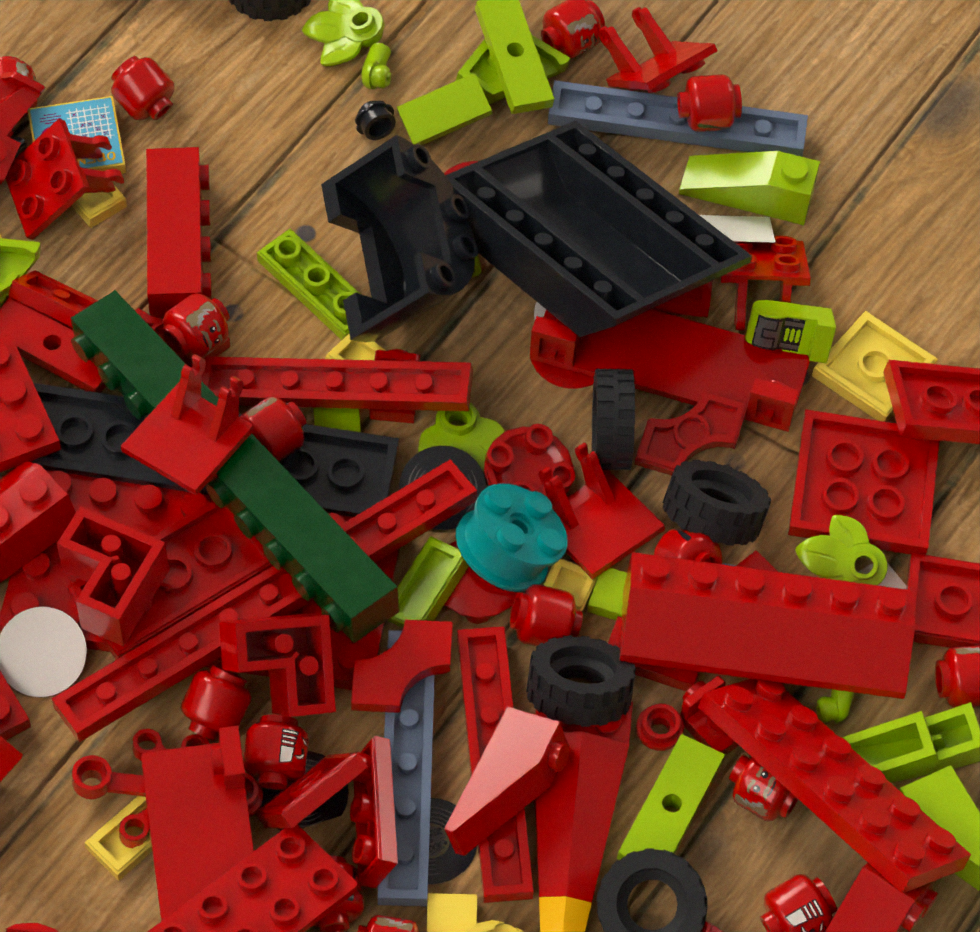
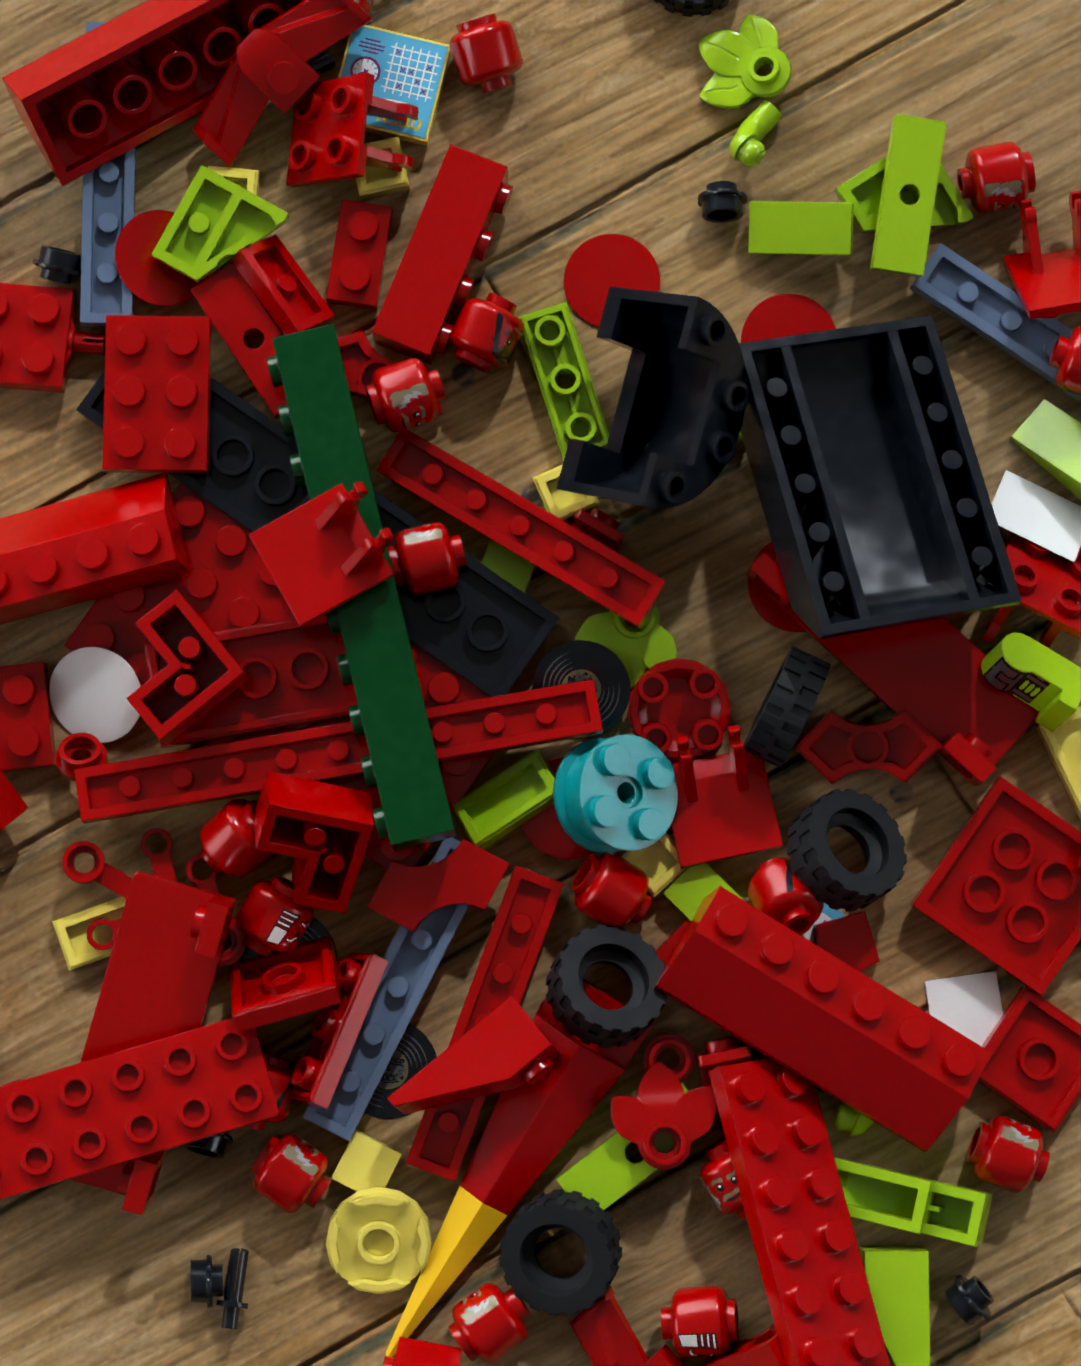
camera: 25 degrees right, 25 degrees up
(41, 703) = (78, 752): none -> red plate
(109, 259) = (359, 254): none -> red plate
(238, 268) = (486, 333): none -> red head
(304, 210) = (603, 264): none -> red sticker
(675, 756) = (664, 1108): none -> red plate
(837, 554) = (941, 960): lime plate -> none

